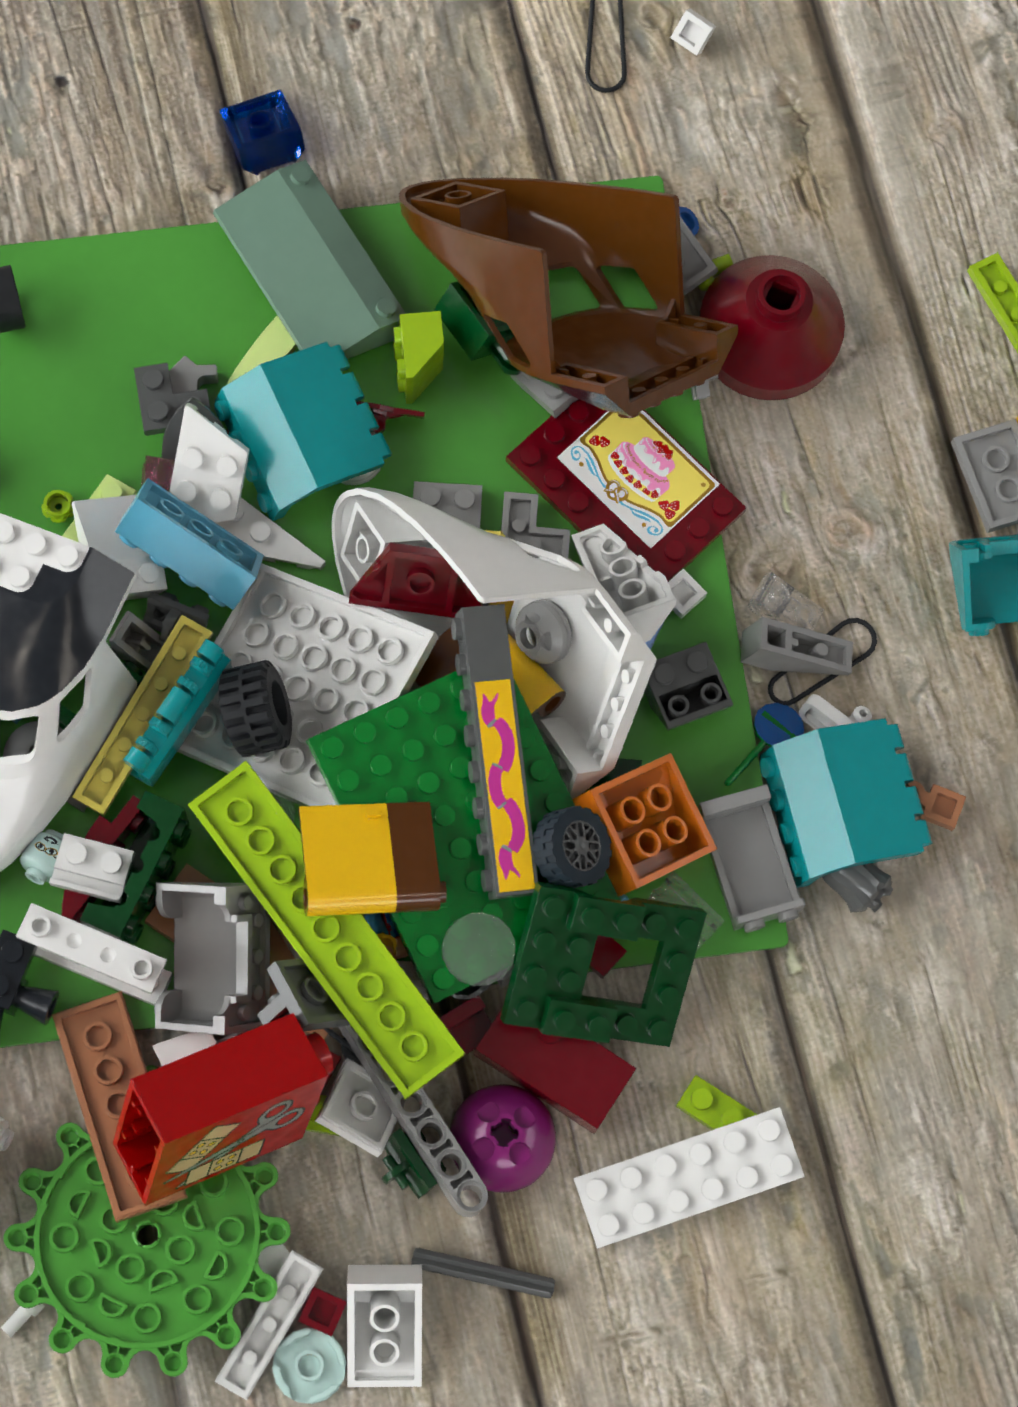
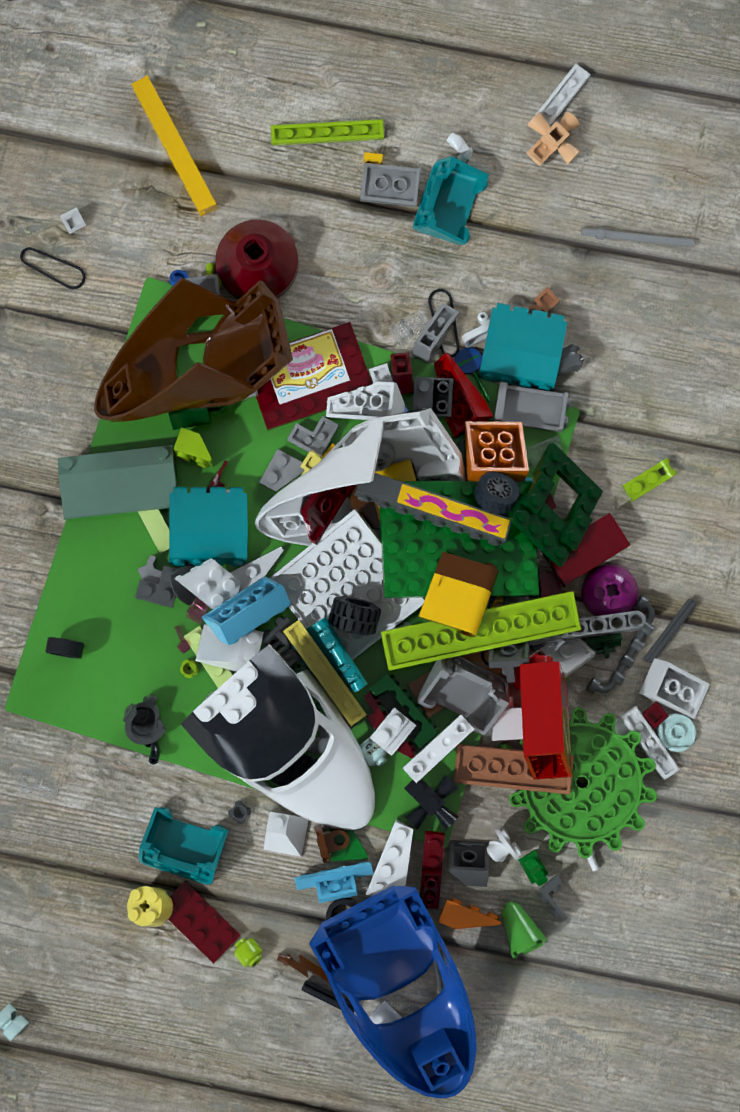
camera: 55 degrees left, 10 degrees up
(90, 480) = (183, 646): none -> hand
(263, 132) = (25, 472): clear blue slope -> none
(430, 1223) = (627, 660): none -> dark grey bar
(478, 949) = (523, 561): clear tile -> none
(688, 1177) = (670, 512): white plate -> none
(702, 623) = (402, 372): none -> dark red slope
(710, 743) = (466, 400): none -> red wedge
(887, 127) = (174, 146): none -> yellow tile

